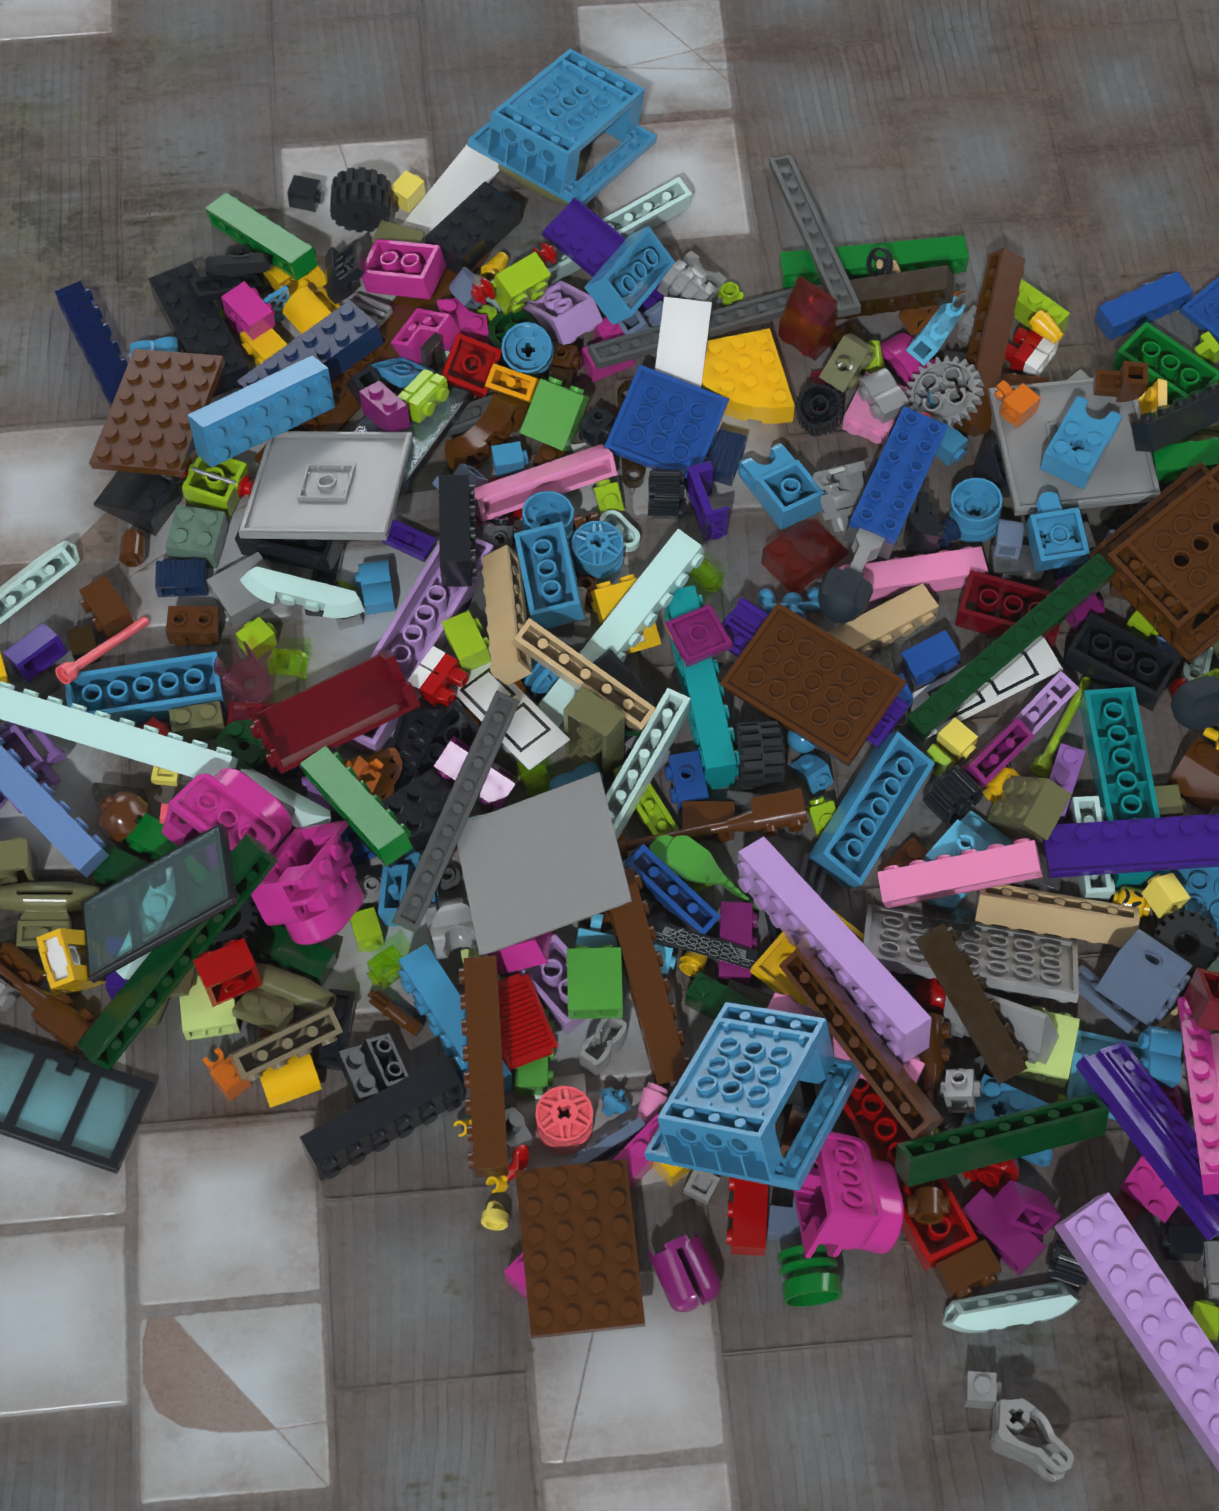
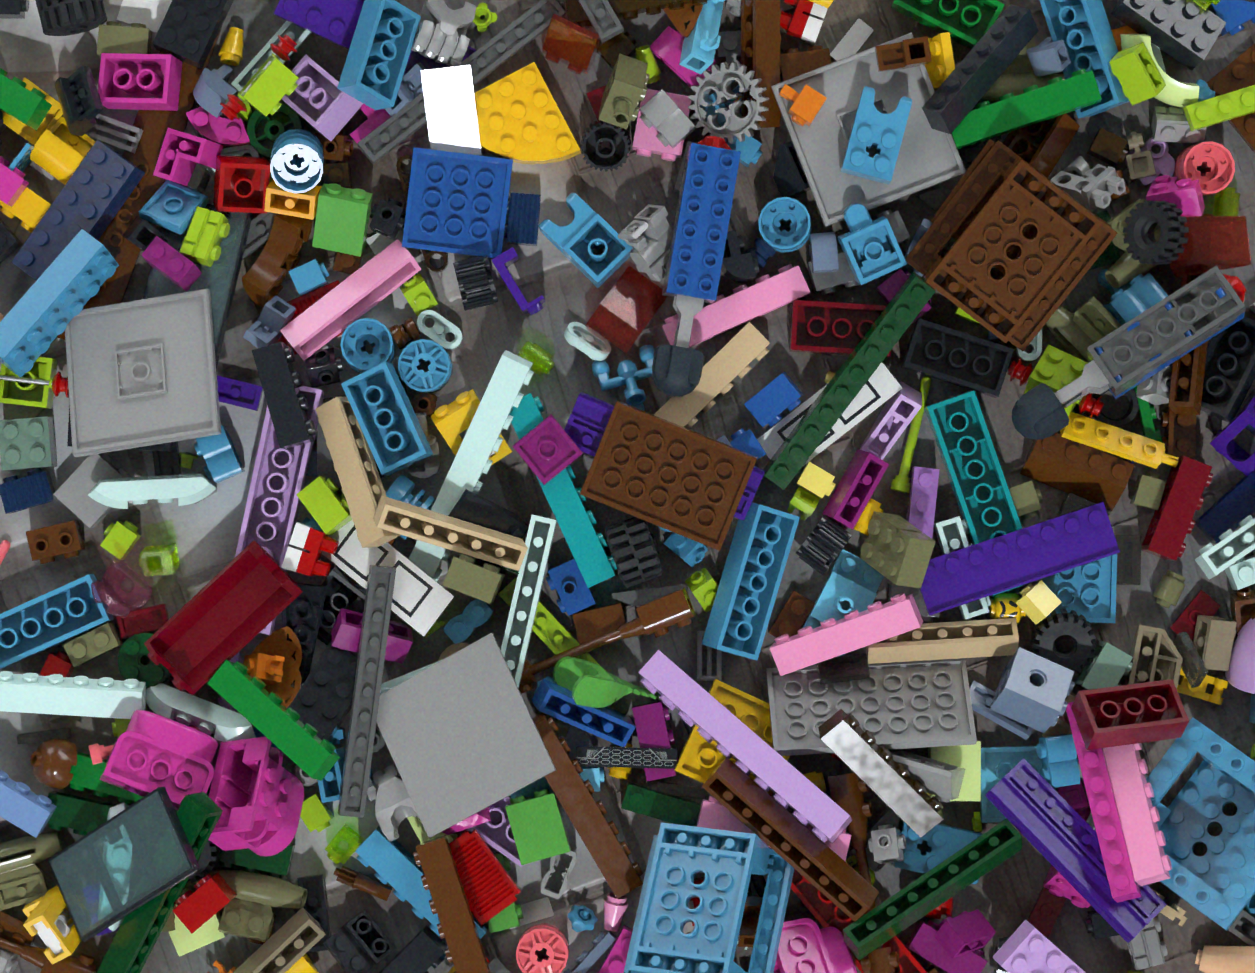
camera: 10 degrees left, 25 degrees up
(754, 566) = (587, 341): none -> light aqua plate

